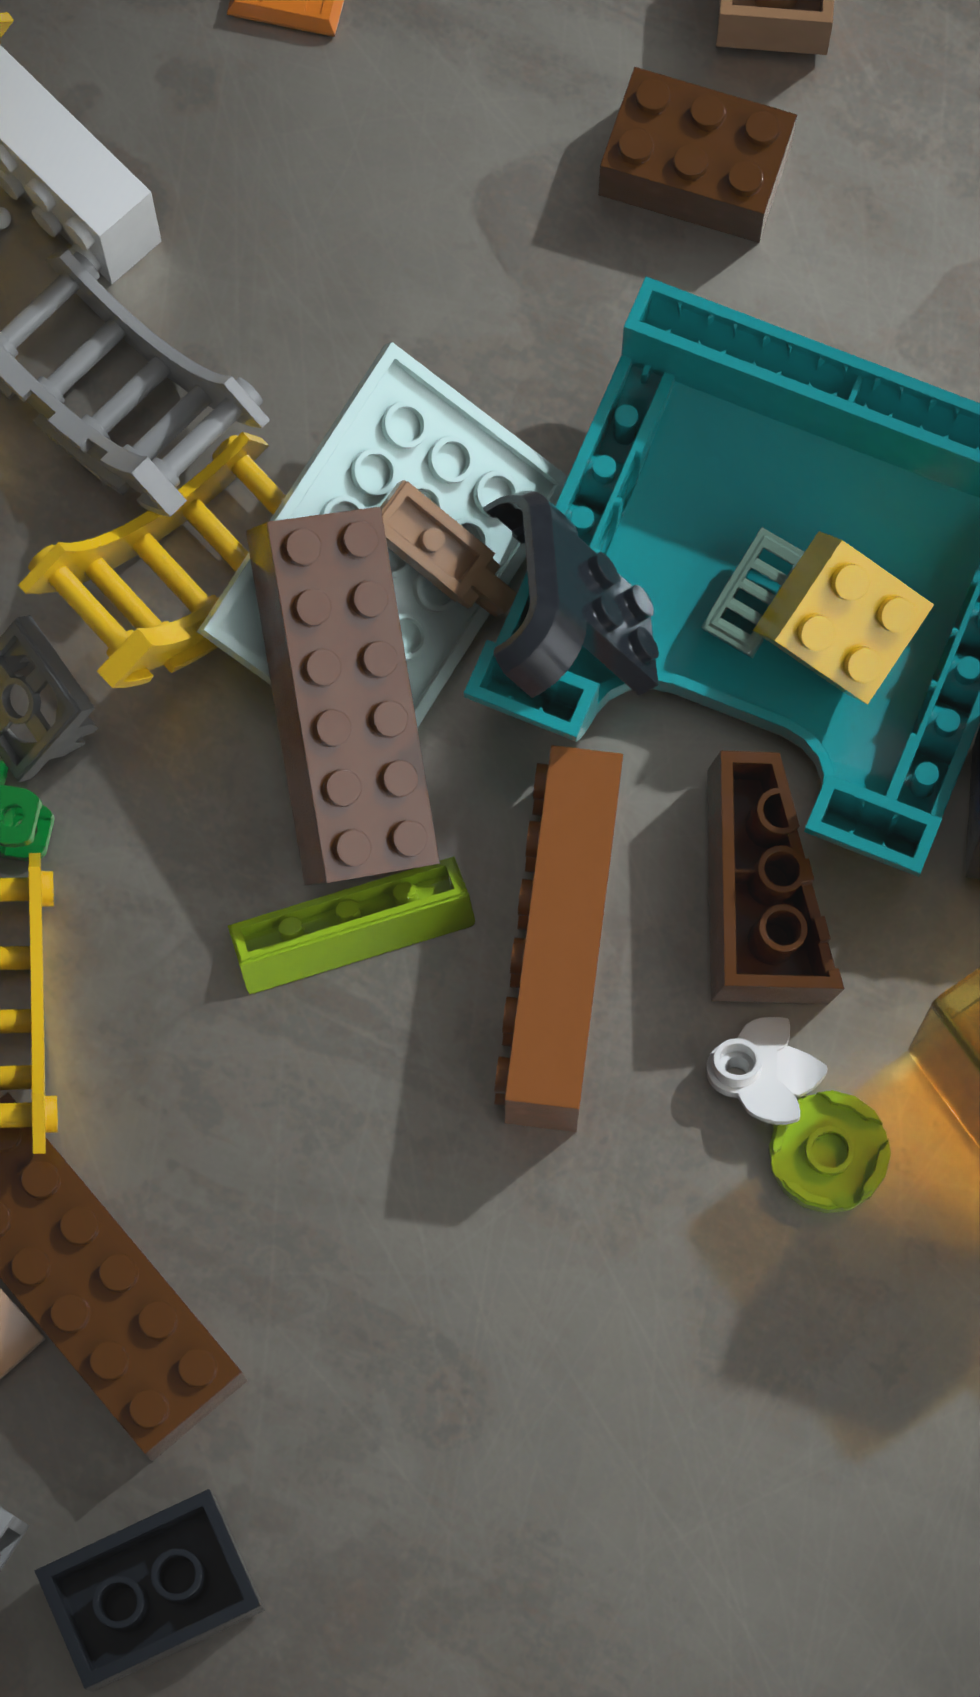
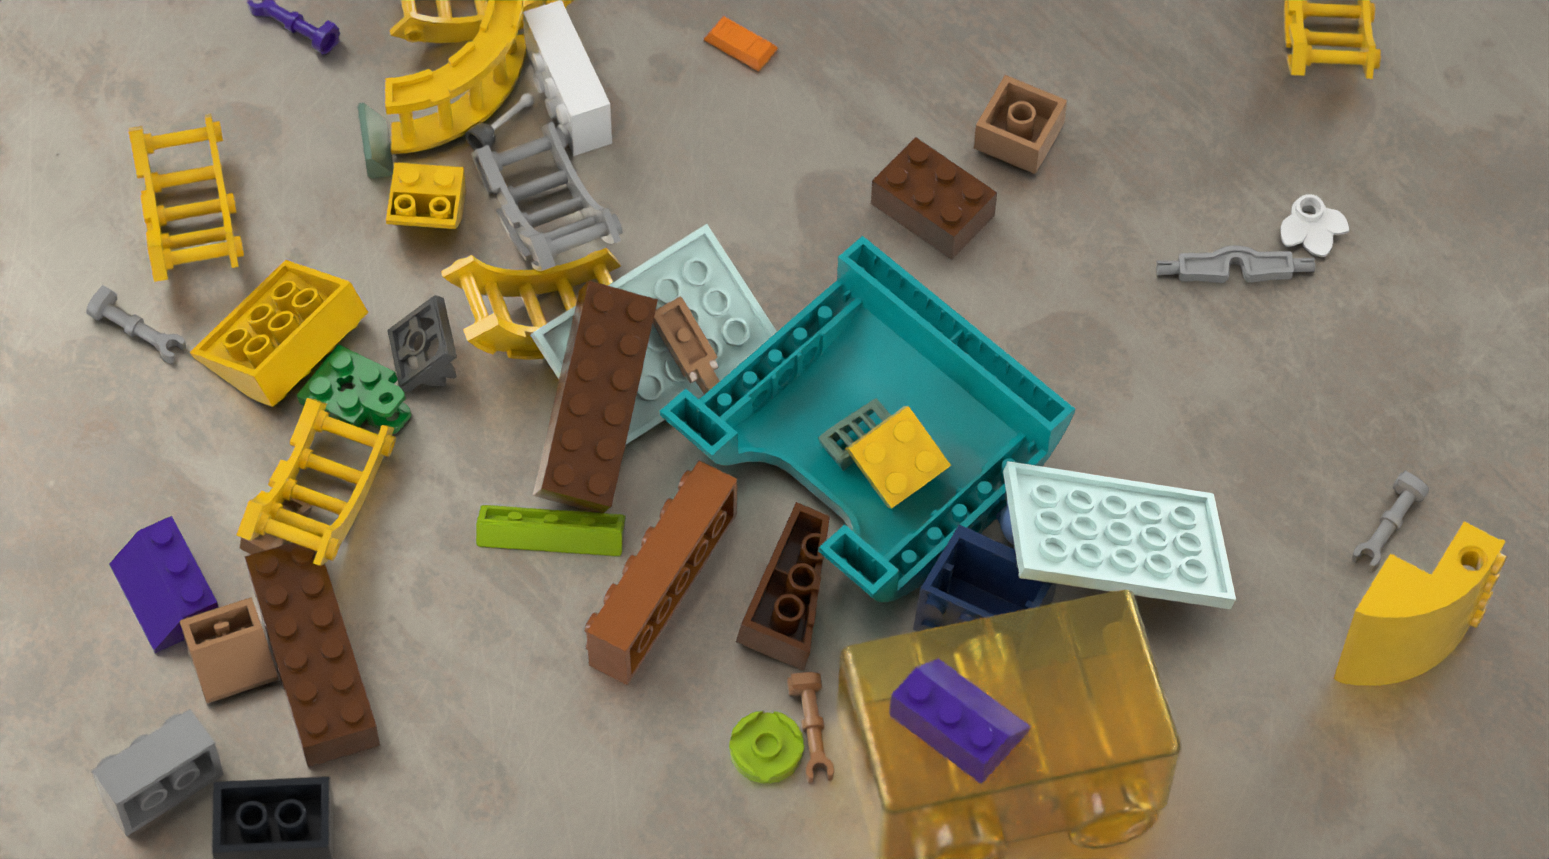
camera: 20 degrees right, 15 degrees down
(573, 604) = (749, 385): black piece -> none
(772, 1068) = (748, 688): white plate -> none
(852, 1033) = (806, 686): none -> medium nougat piece

